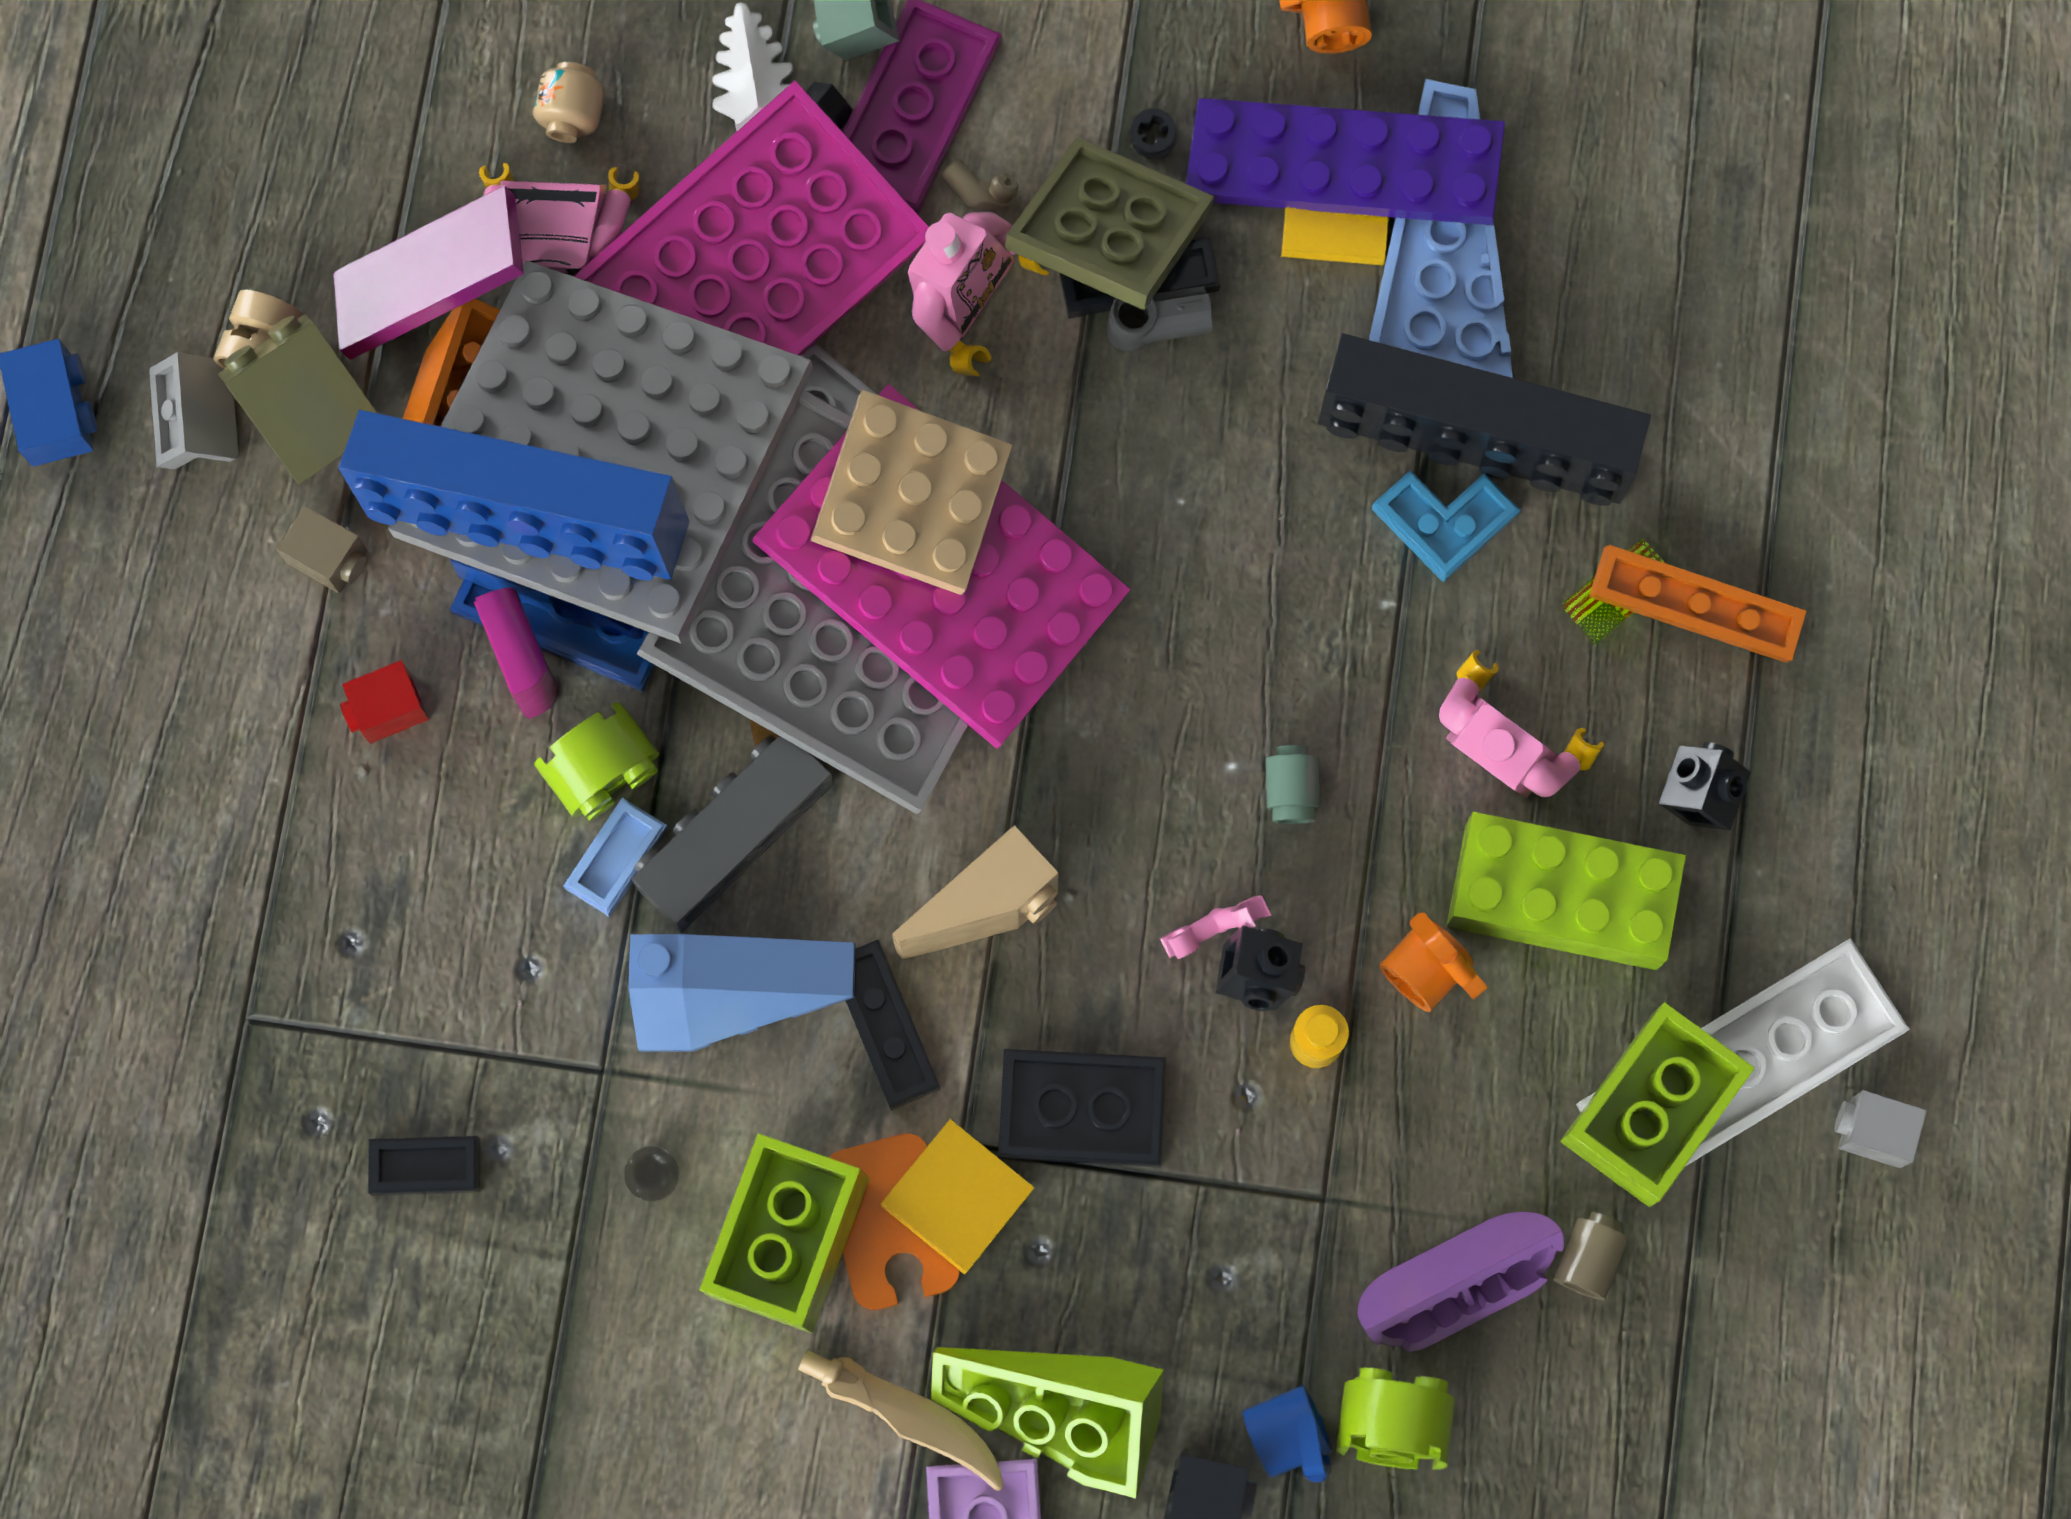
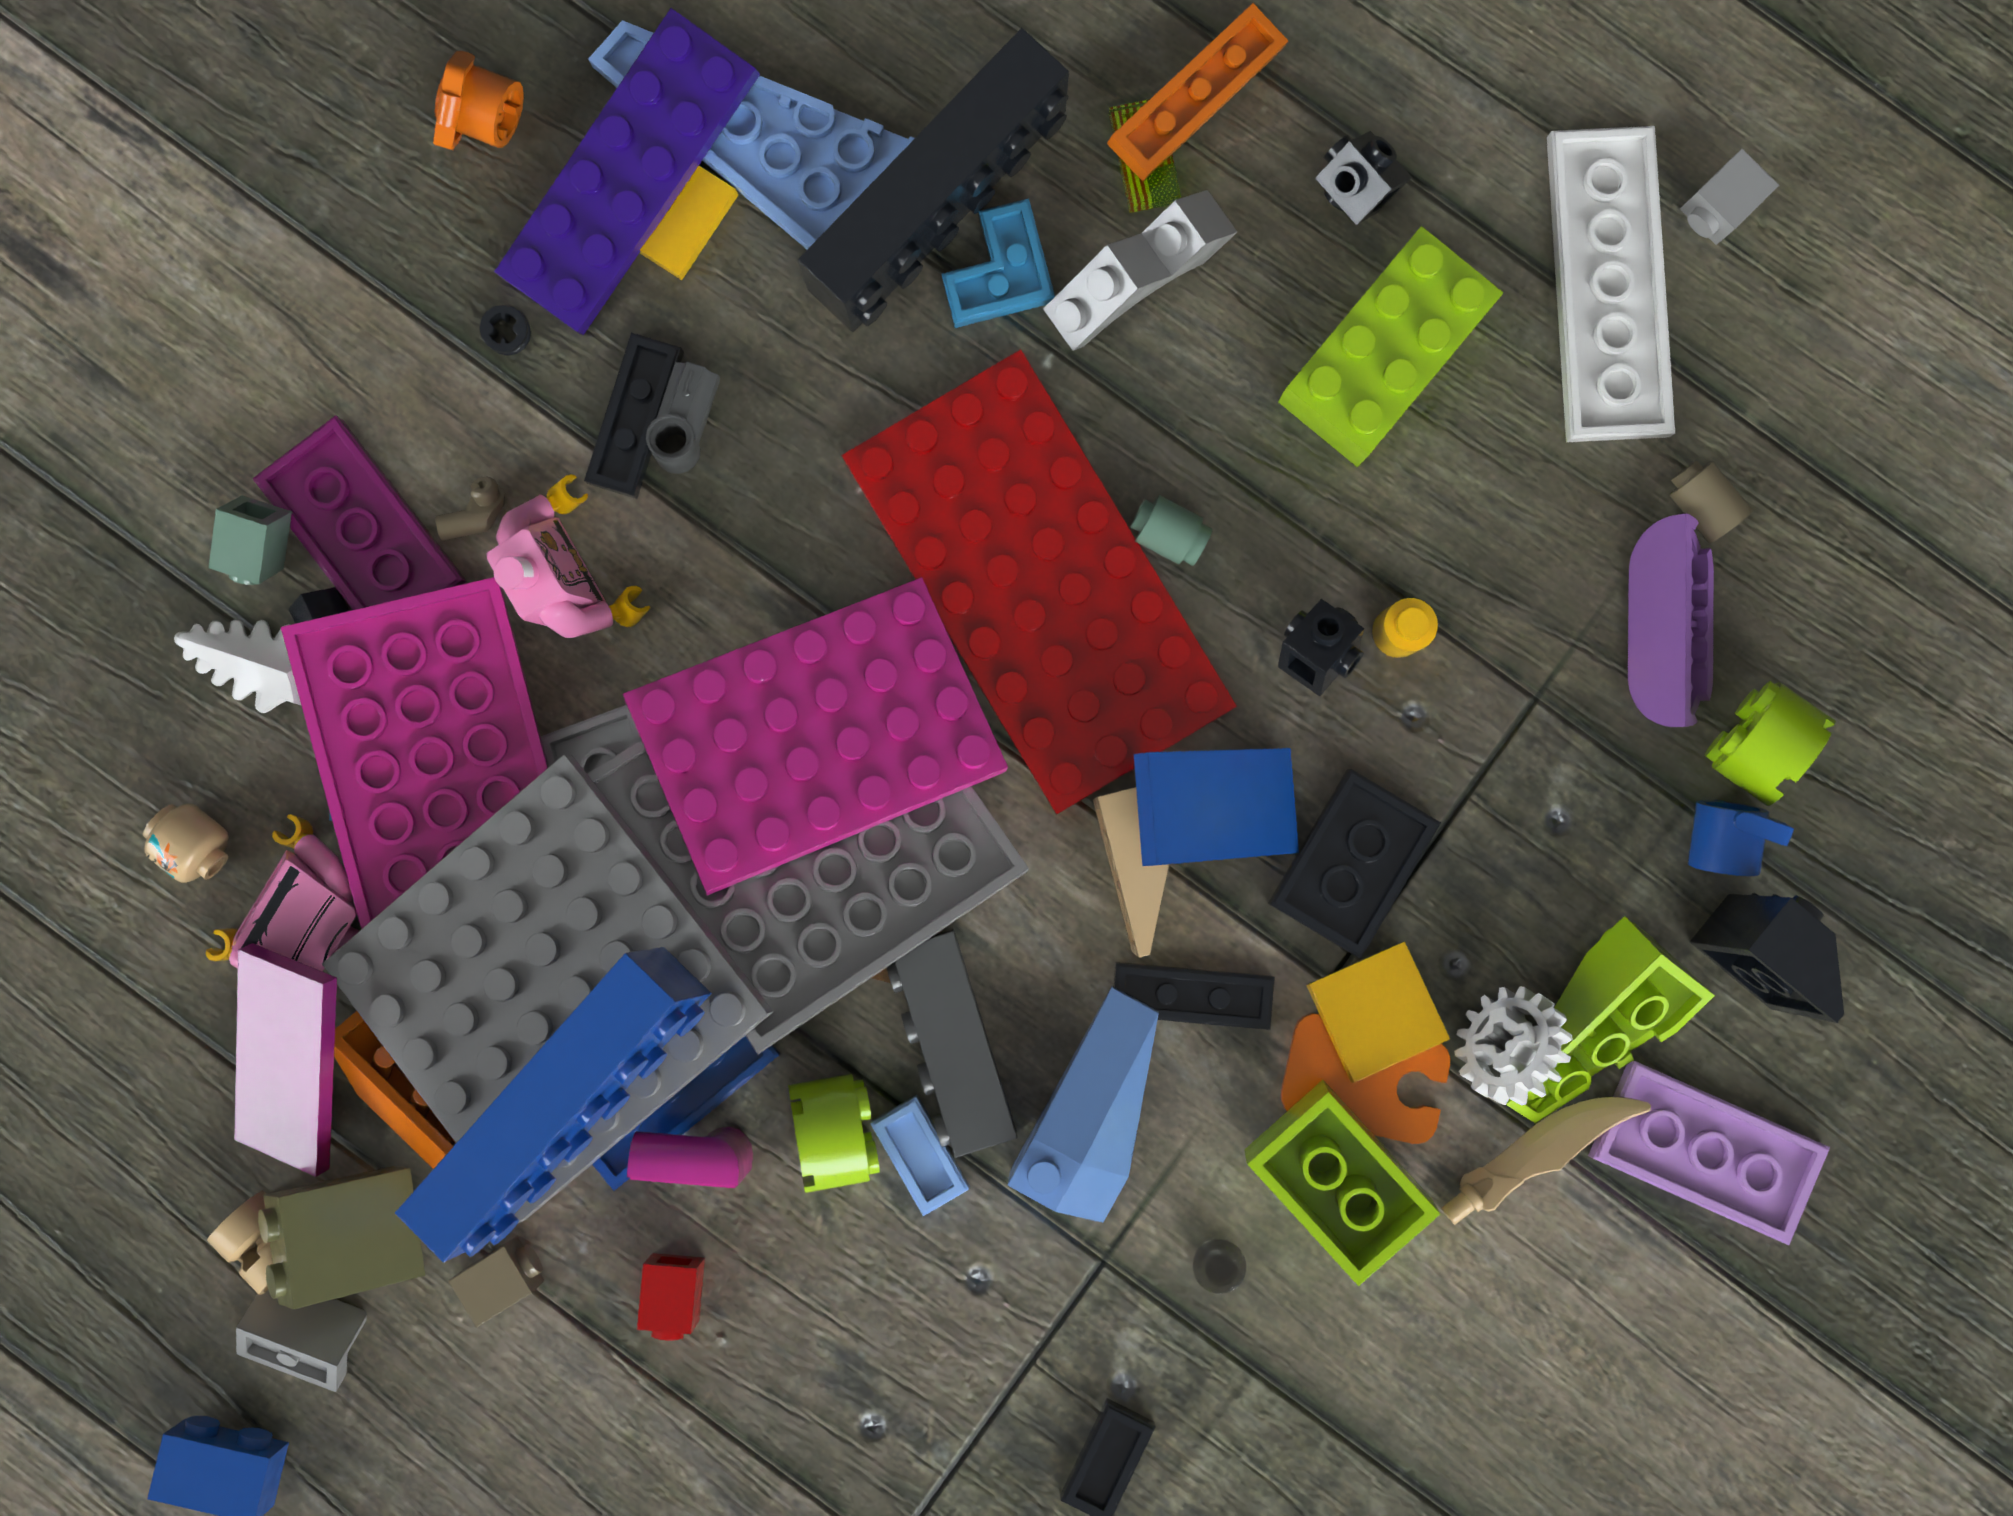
camera: 65 degrees left, 10 degrees up
(911, 492) = (739, 727): tan plate -> none
(990, 1326) = (1515, 1048): none -> white gear
(1064, 939) = (1215, 805): none -> blue tile
(1109, 223) = (572, 414): olive plate -> none
(1183, 697) = (1038, 581): none -> red plate
(1187, 938) = (1256, 696): bright pink arm -> none
(1430, 965) = (1394, 499): orange piece -> none
(1499, 623) = (1137, 266): none -> light grey arch
(1502, 744) = (1234, 330): bright pink torso -> none
(1657, 1105) = (1624, 371): lime brick -> none

